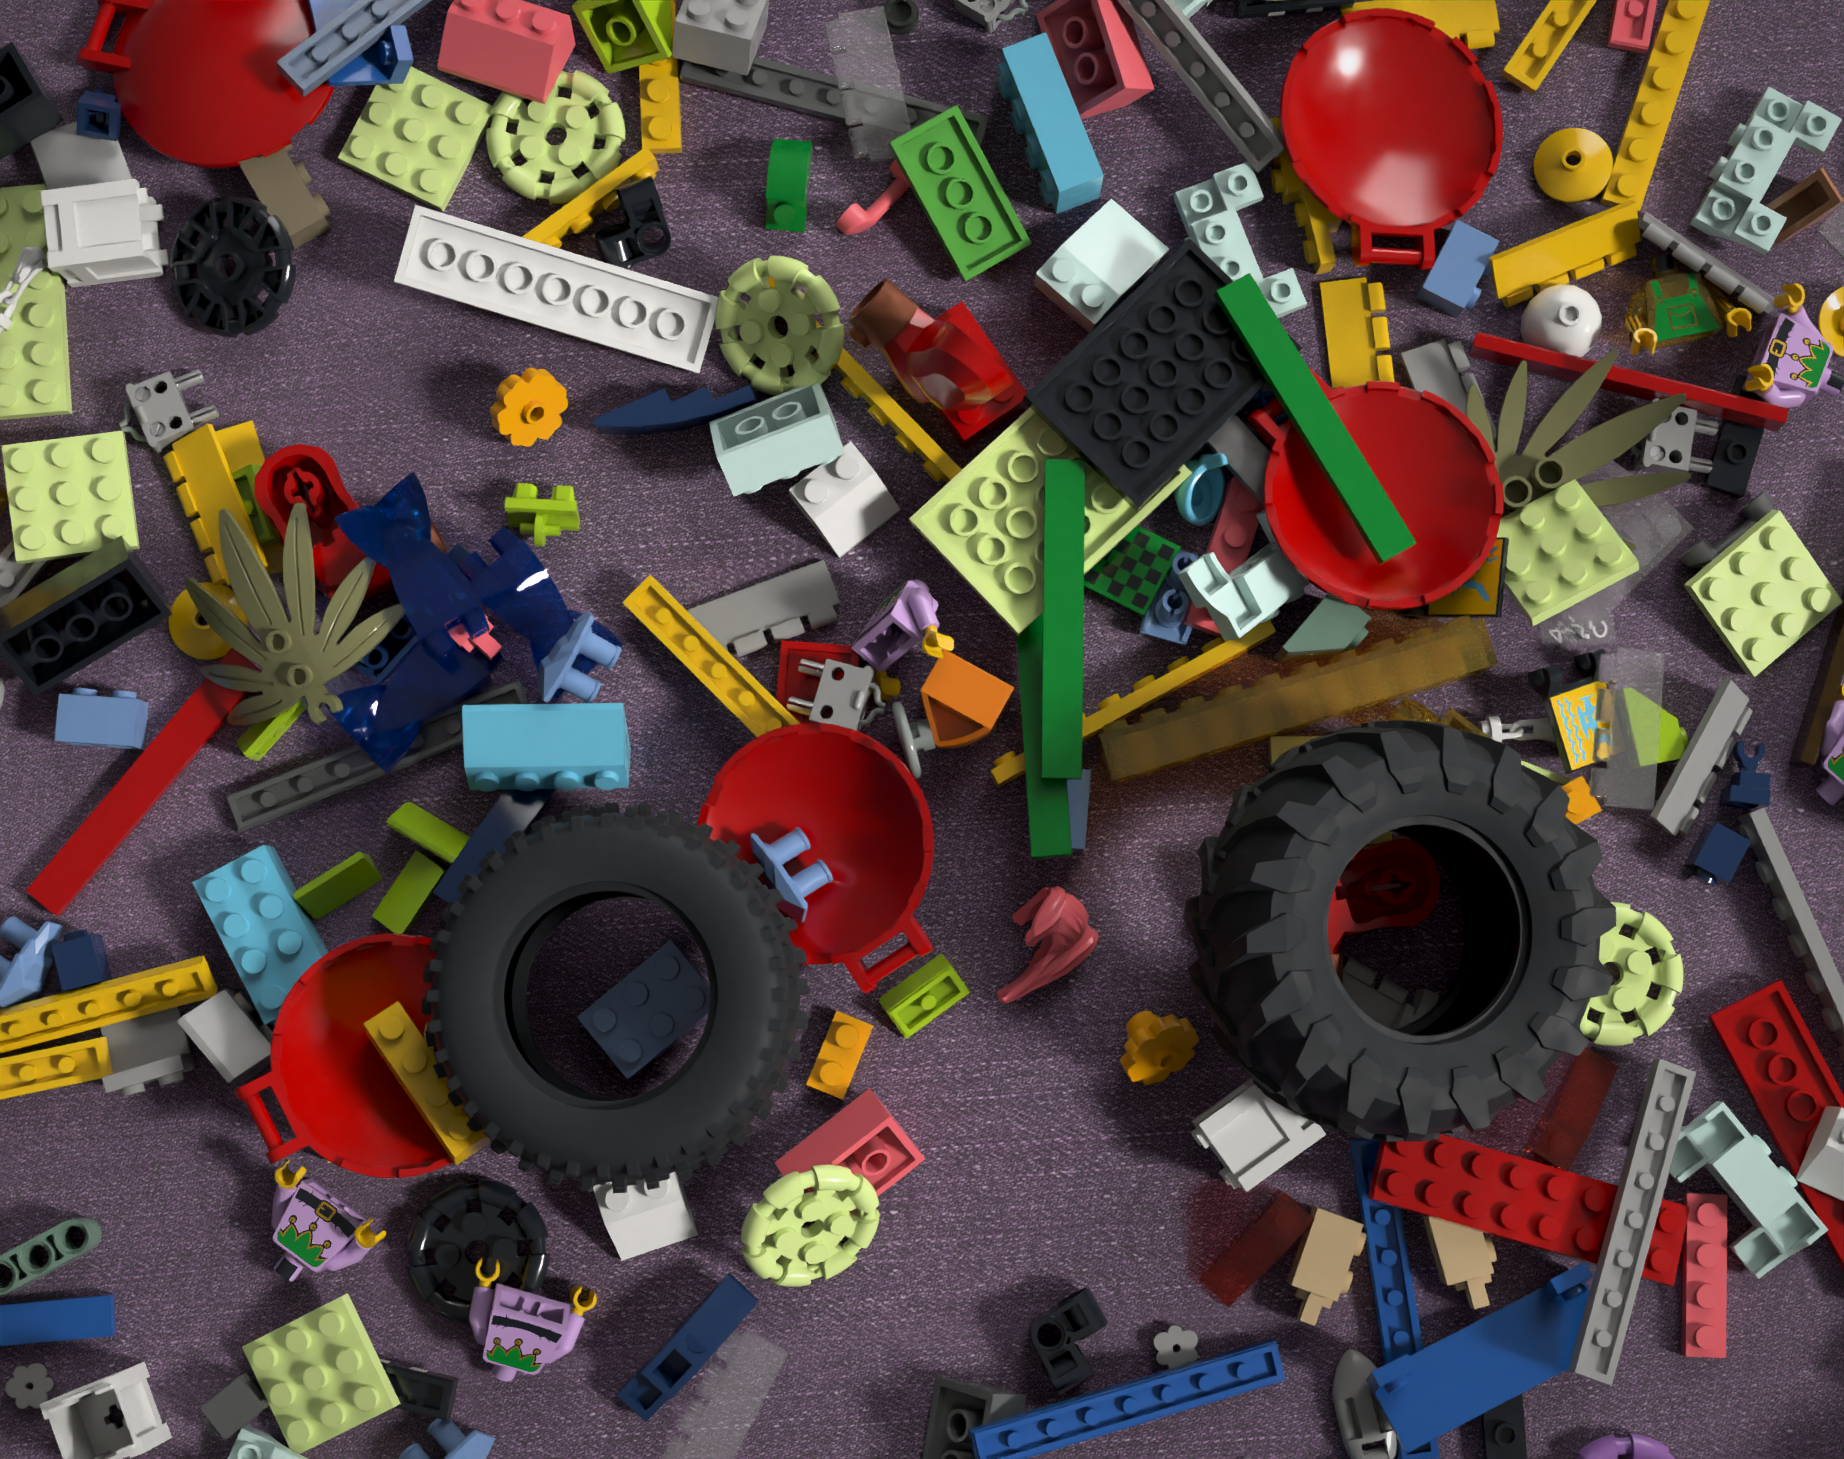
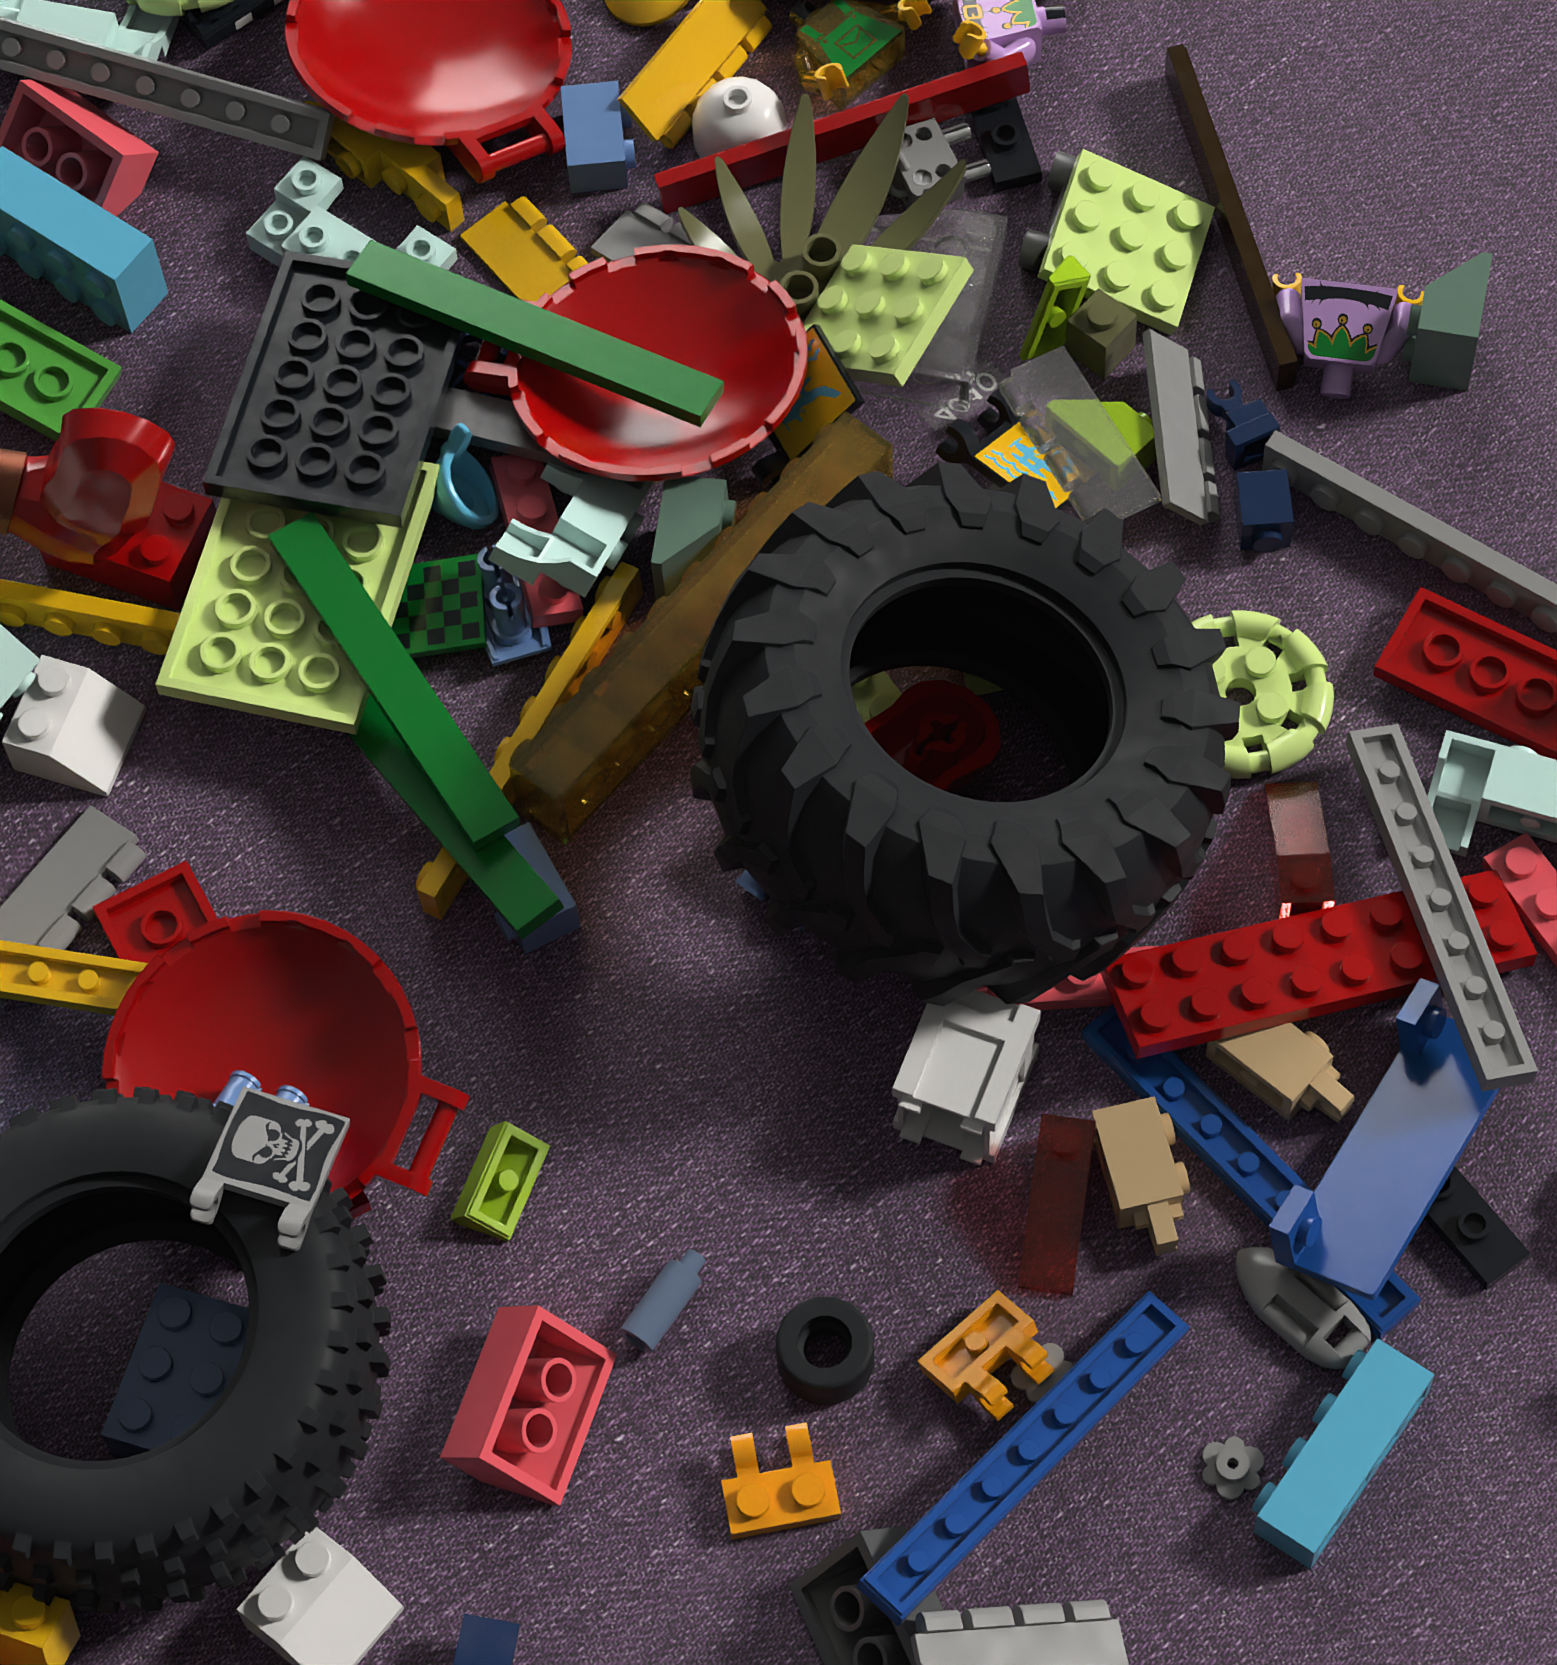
camera: 30 degrees left, 20 degrees down
(770, 960) = (274, 1155): none -> flag
(788, 1208) = (553, 1486): yellowish green plate -> none
(839, 1055) = (443, 1303): light orange plate -> none
(846, 697) = (188, 902): light grey piece -> none
(896, 628) = (214, 811): lavender torso -> none
(958, 706) = (334, 841): orange piece -> none
(965, 1319) = (781, 1497): none -> light orange plate
(974, 1146) = (663, 1302): none -> sand blue cylinder
(1065, 940) = (616, 1014): coral hair -> none
(1075, 1319) = (924, 1463): black piece -> none
(1076, 1254) = (819, 1317): none -> black tyre
(1099, 265) = (202, 350): light aqua slope -> none
(1147, 1308) = (980, 1345): none -> light orange plate
(1157, 1046) = (799, 1059): light orange plant -> none
(1679, 620) = (1058, 303): none -> lime slope
(1699, 651) = (1101, 333): none -> olive brick

